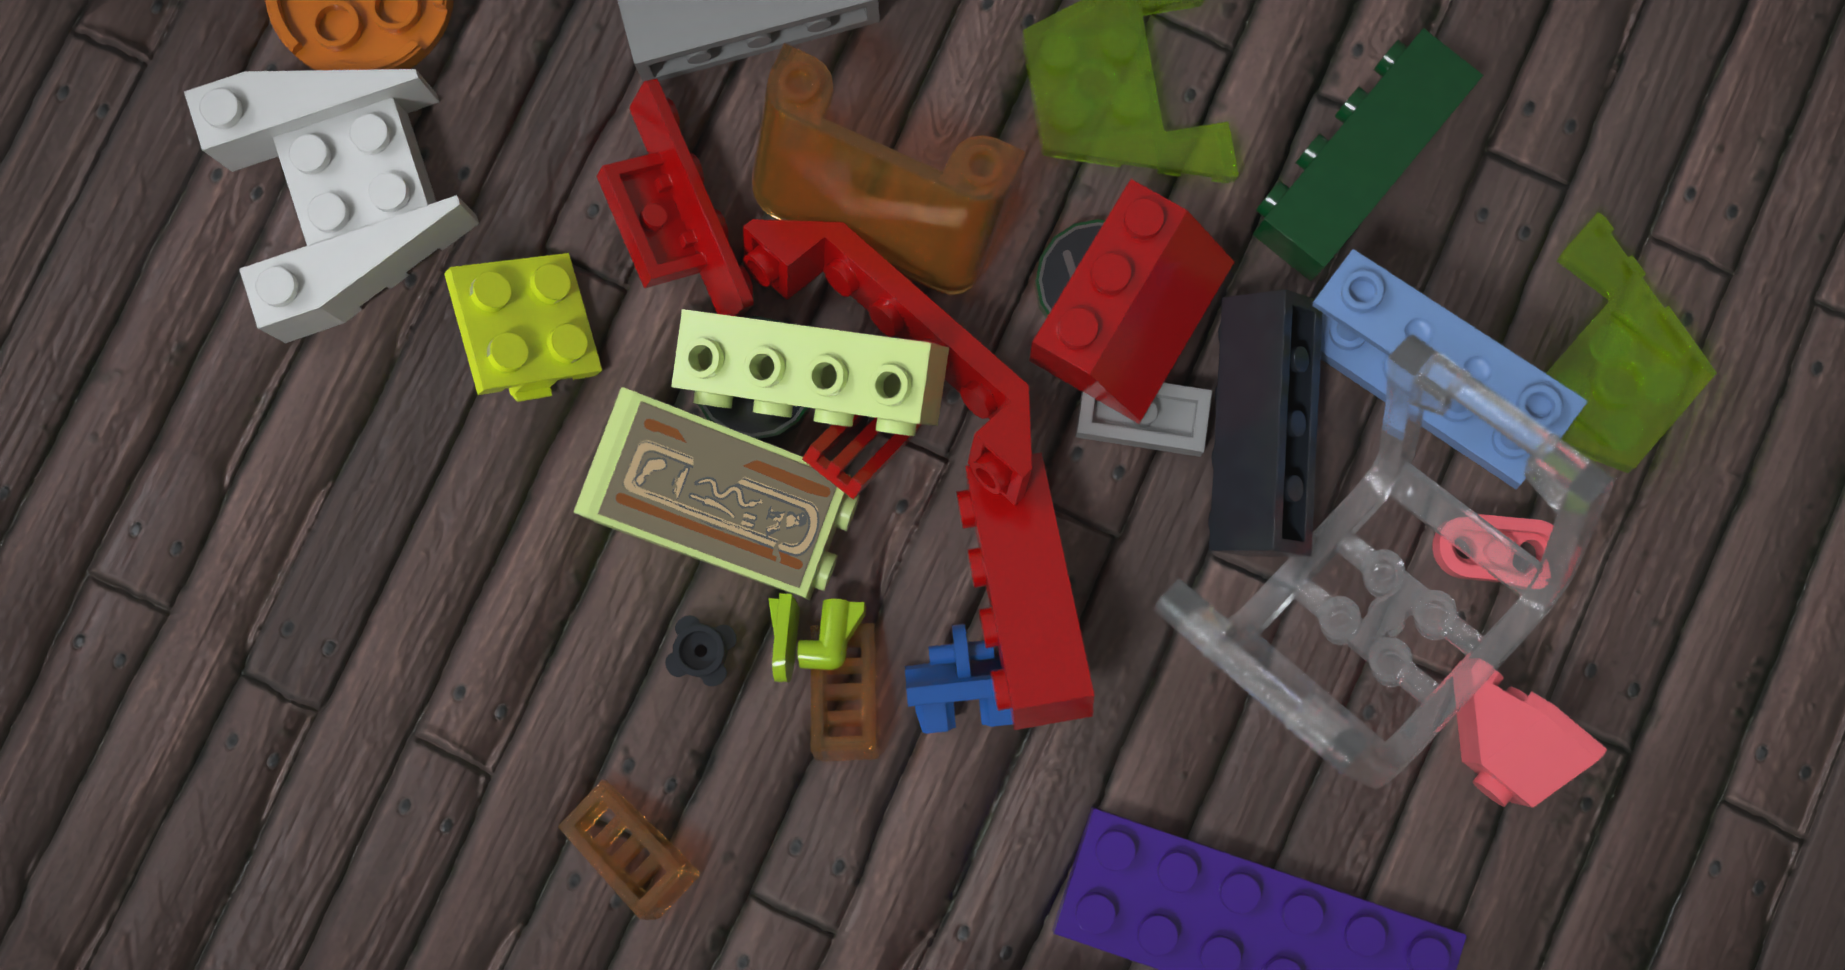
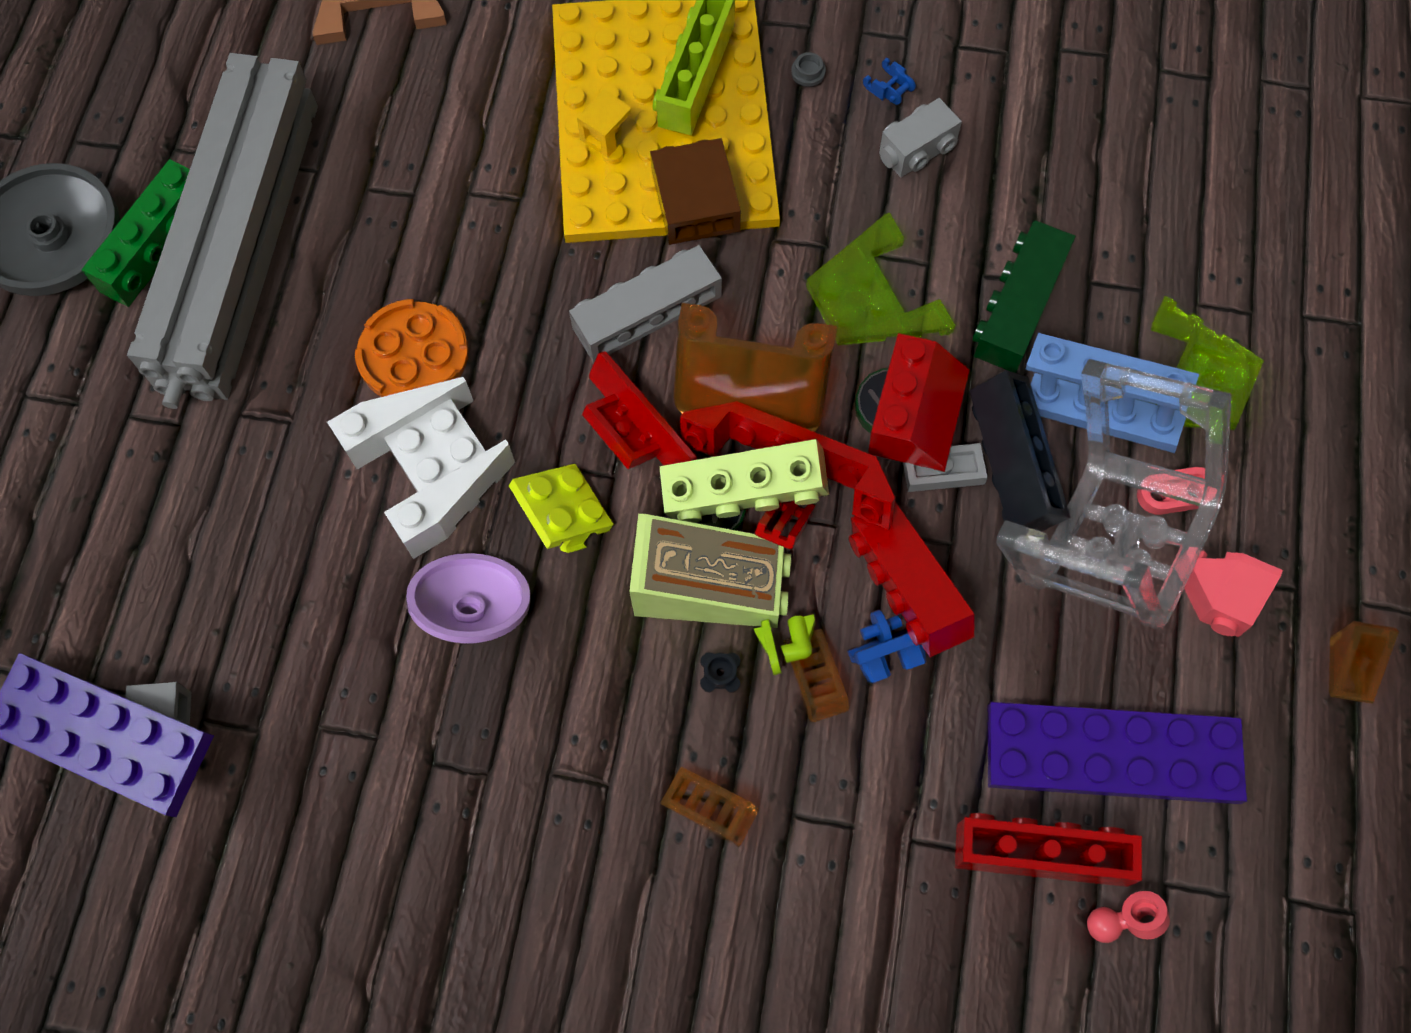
camera: 15 degrees left, 15 degrees down
(336, 413) = (468, 598): none -> lavender dish
(1680, 900) = (1359, 660): none -> clear orange slope

